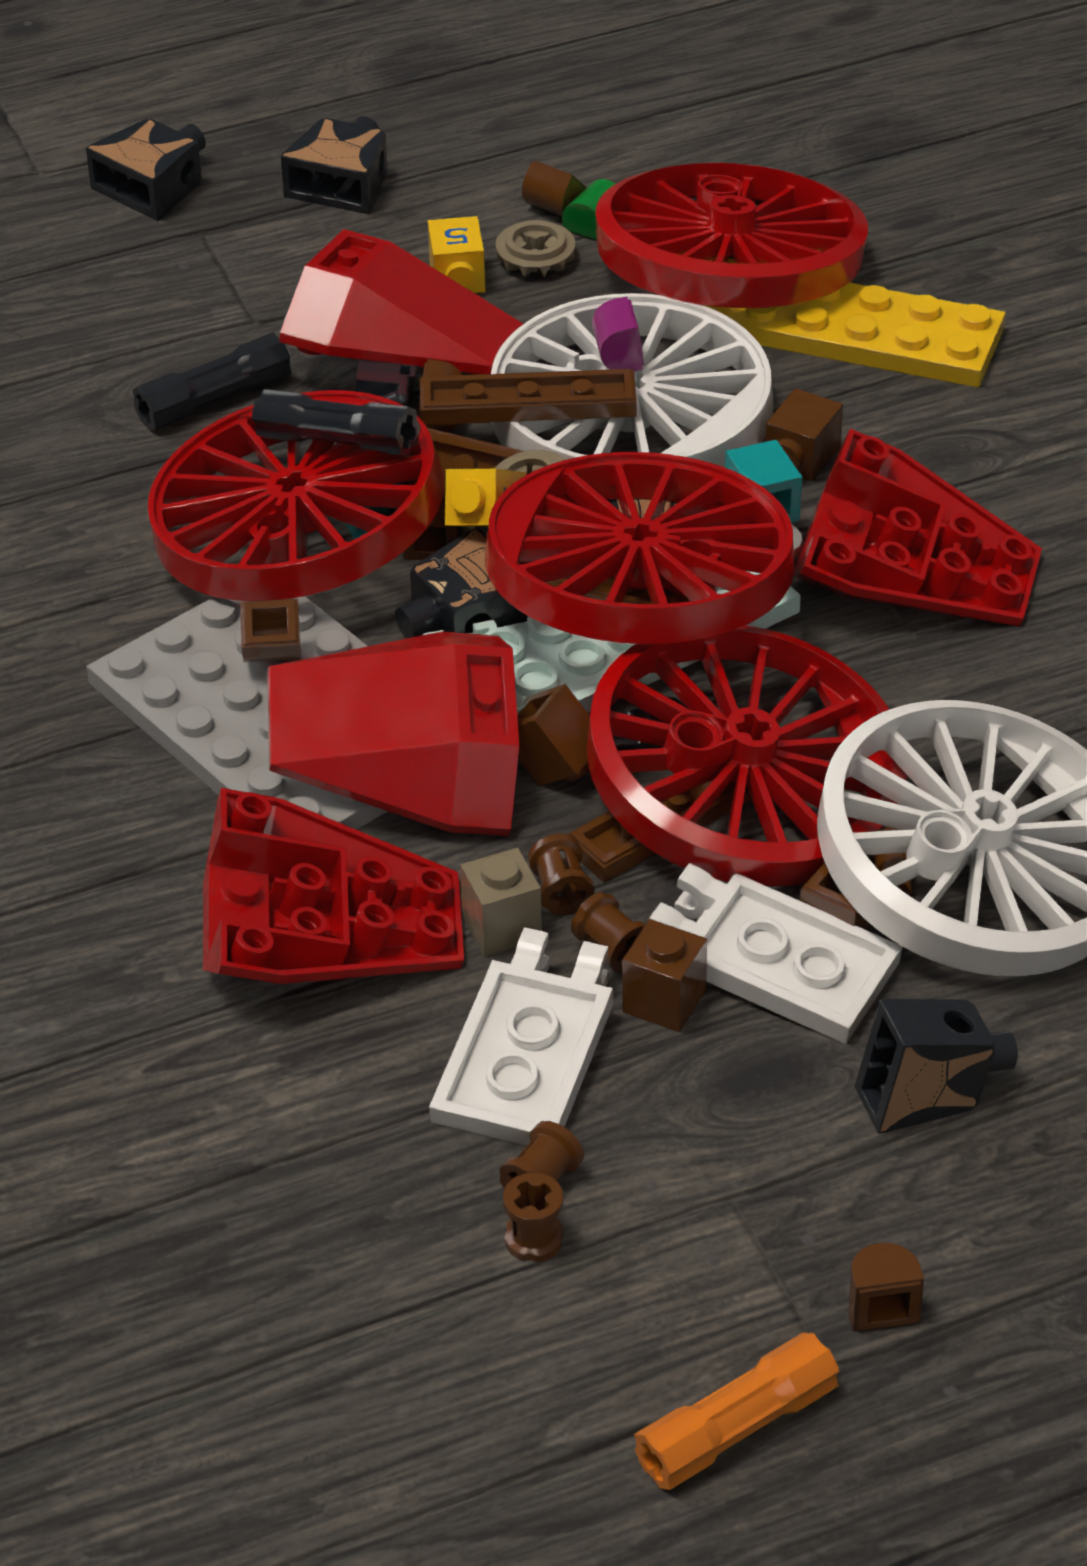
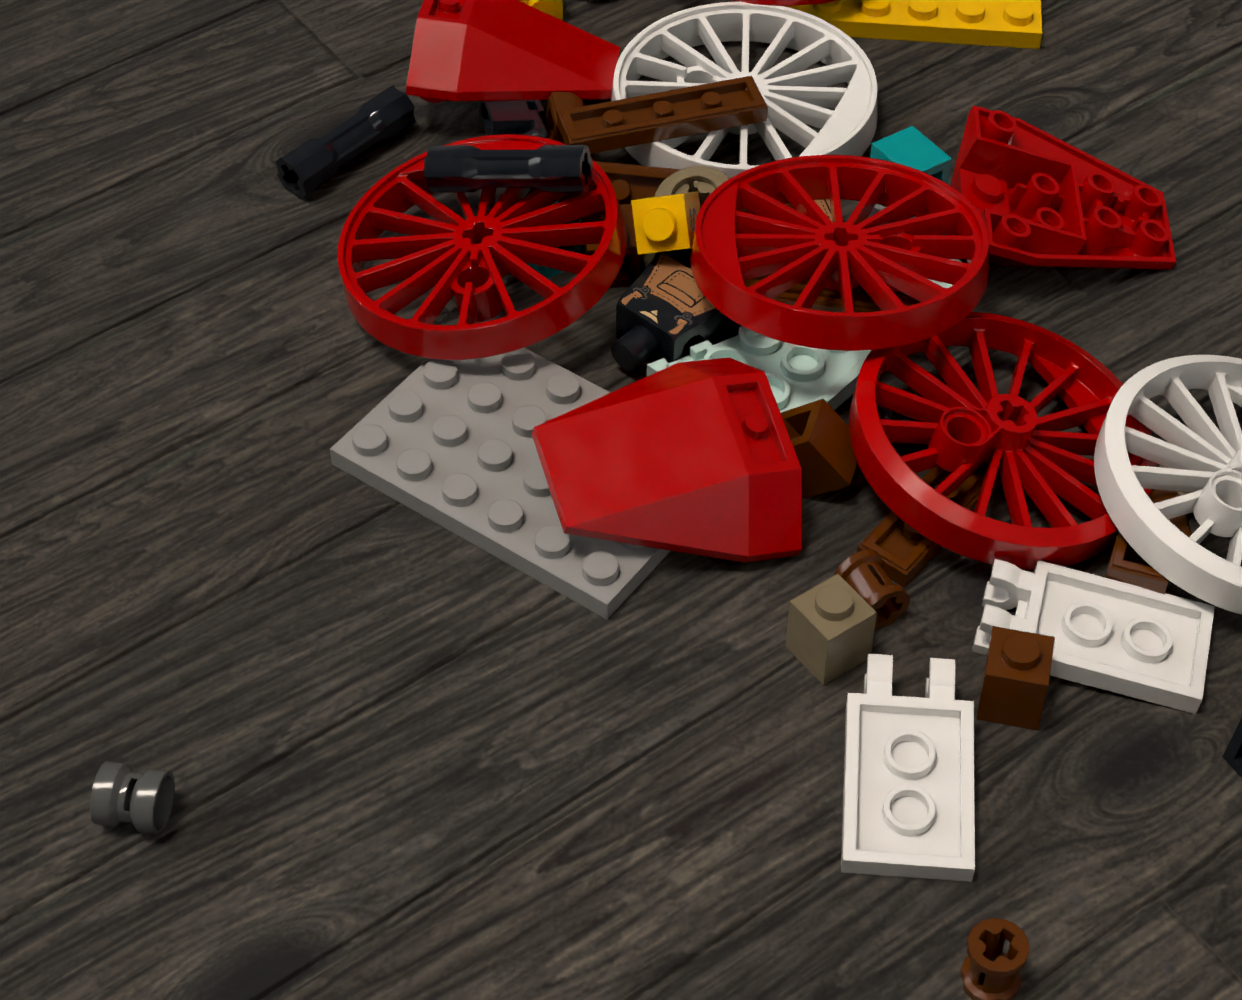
camera: 15 degrees left, 5 degrees up
(270, 630) = (509, 387): reddish brown brick -> none
(319, 899) = (651, 661): red wedge -> none
(550, 1152) = (978, 896): reddish brown bush -> none
(604, 924) = (943, 639): reddish brown bush -> none
(618, 335) = (727, 44): magenta brick -> none
(807, 430) = (917, 104): reddish brown brick -> none

